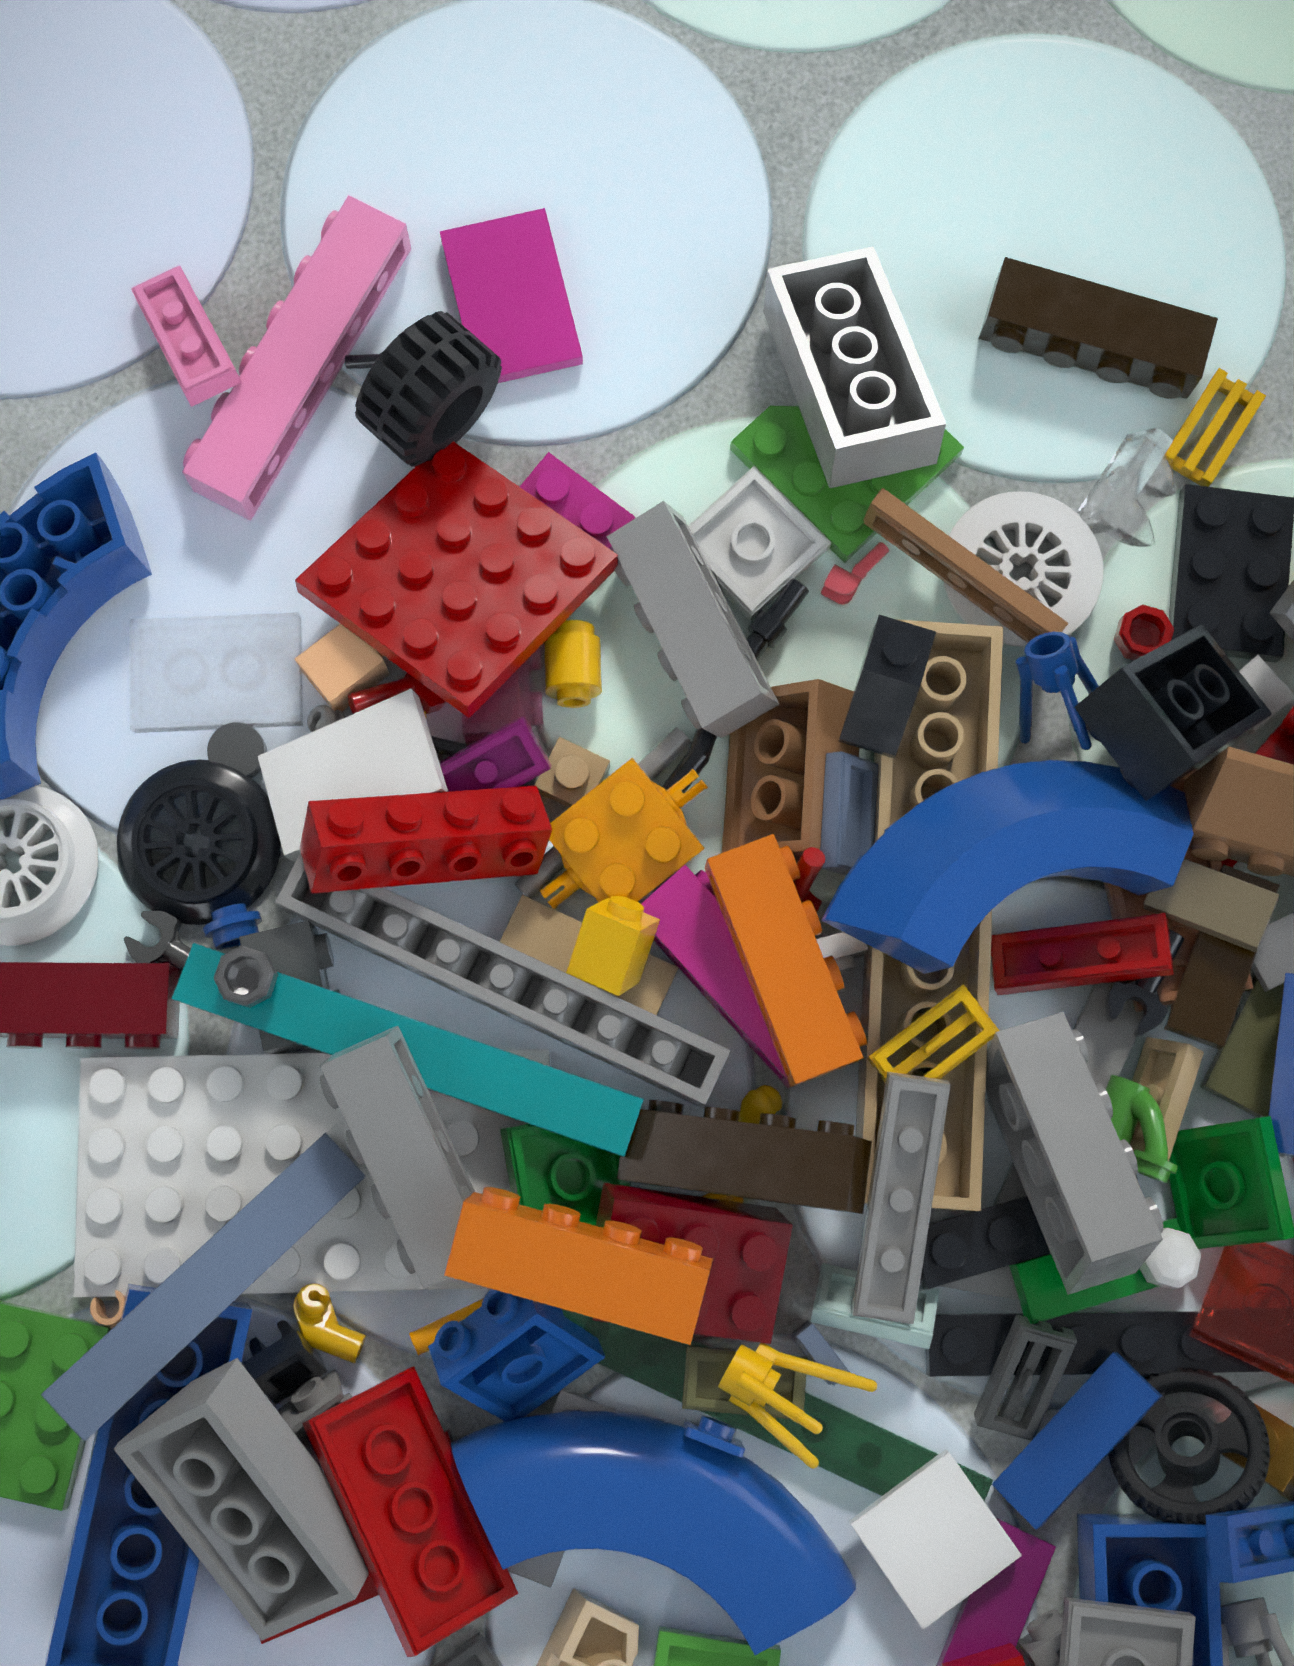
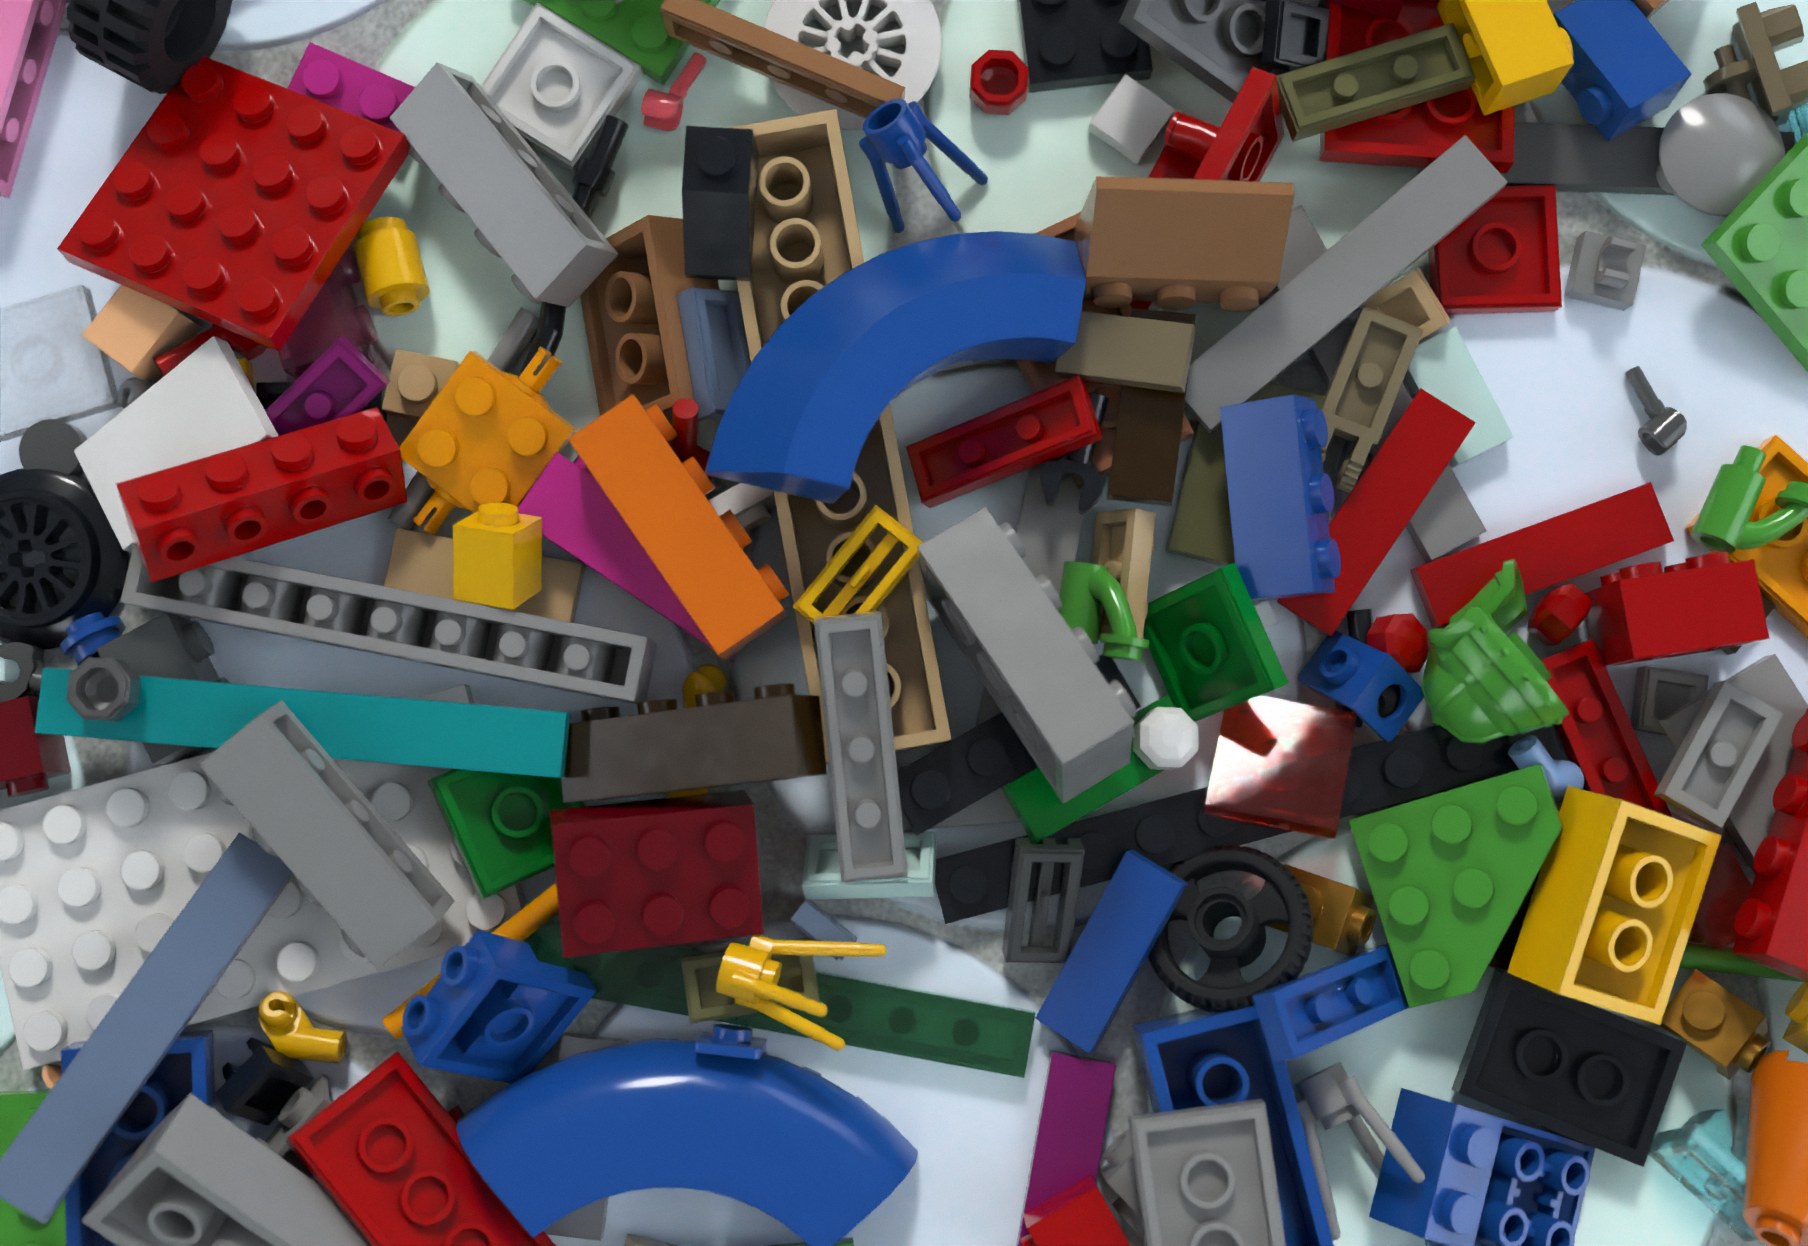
camera: 10 degrees left, 5 degrees up
(579, 1265) = (525, 905): orange brick -> none
(934, 1538) = (985, 1089): white tile -> none
(1172, 711) = (1035, 153): black brick -> none

